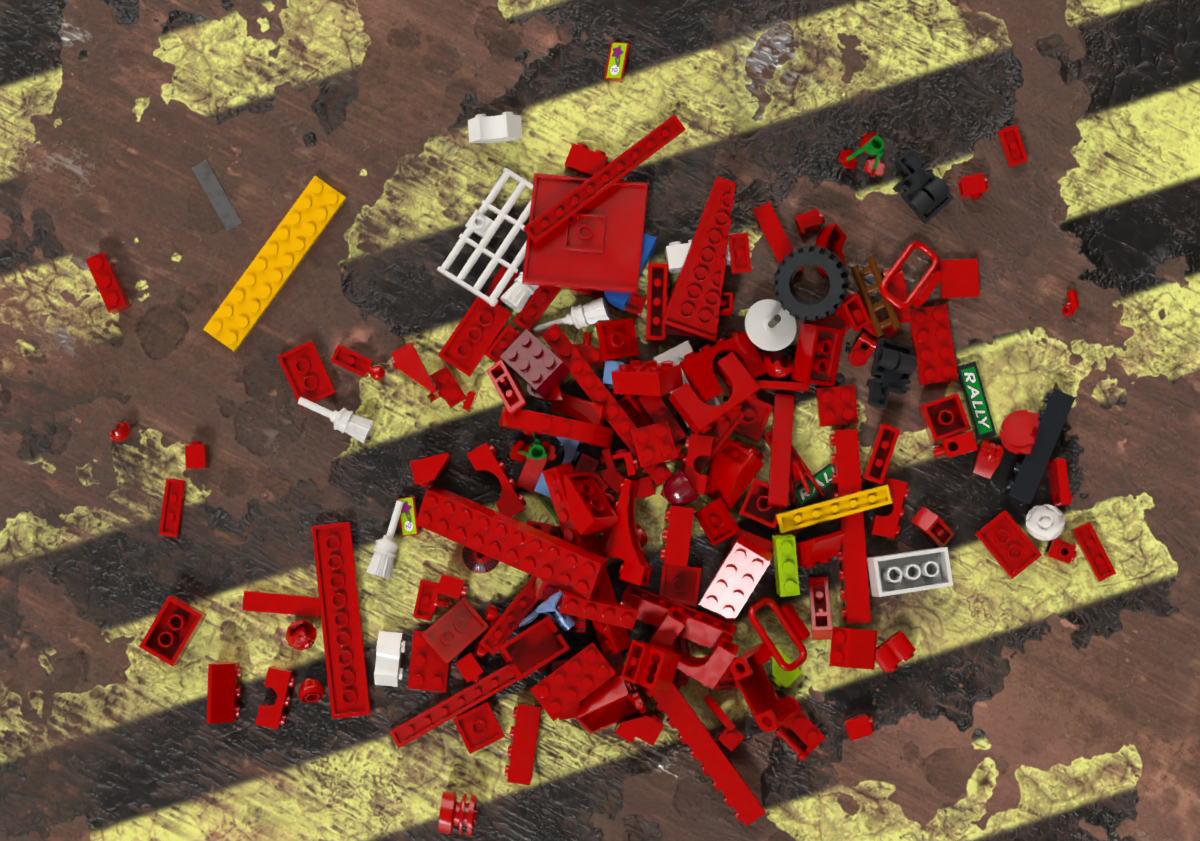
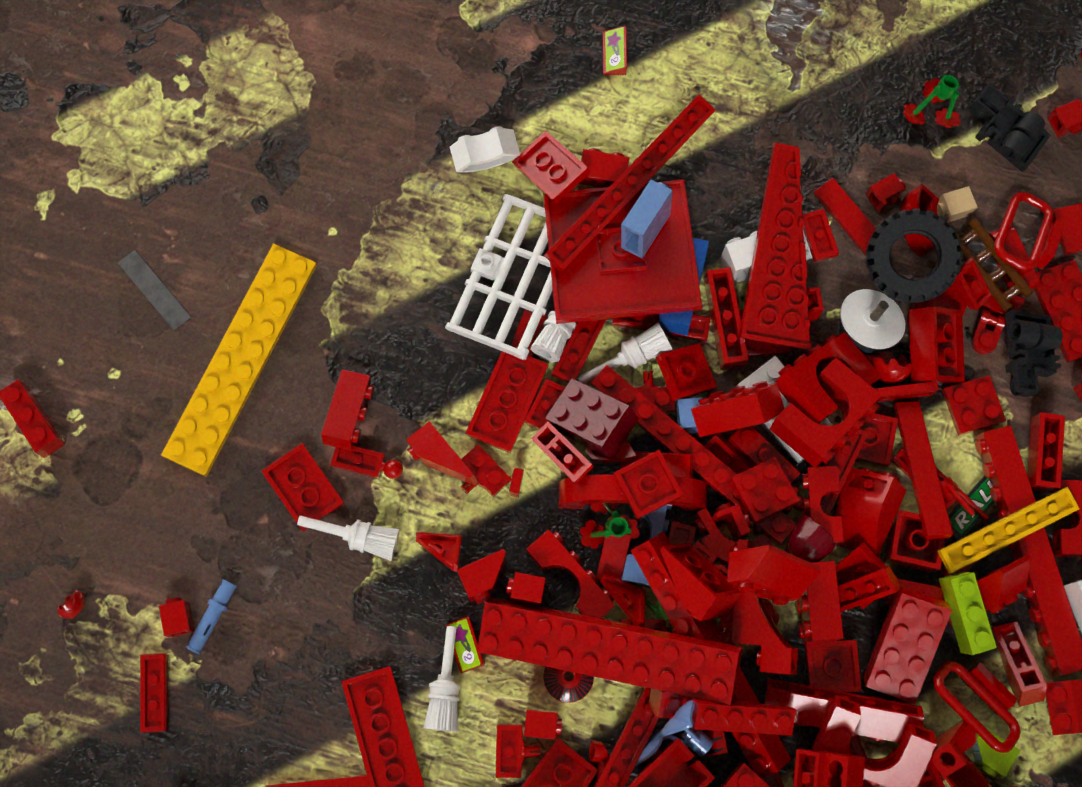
camera: 15 degrees left, 10 degrees down
(227, 453) = (211, 616): none -> medium blue pin
(350, 321) = (347, 410): none -> red brick
(405, 440) = (443, 546): none -> red tile
(460, 485) = (526, 589): none -> red brick
(536, 505) = (628, 597): none -> red tile
(544, 153) = (551, 167): none -> plate
(563, 426) = (648, 484): none -> red plate
(607, 214) = (646, 218): none -> medium blue brick
(641, 510) = (771, 573): none -> red slope
(713, 532) = (867, 588): none -> red plate
(861, 242) = (956, 204): none -> tan brick

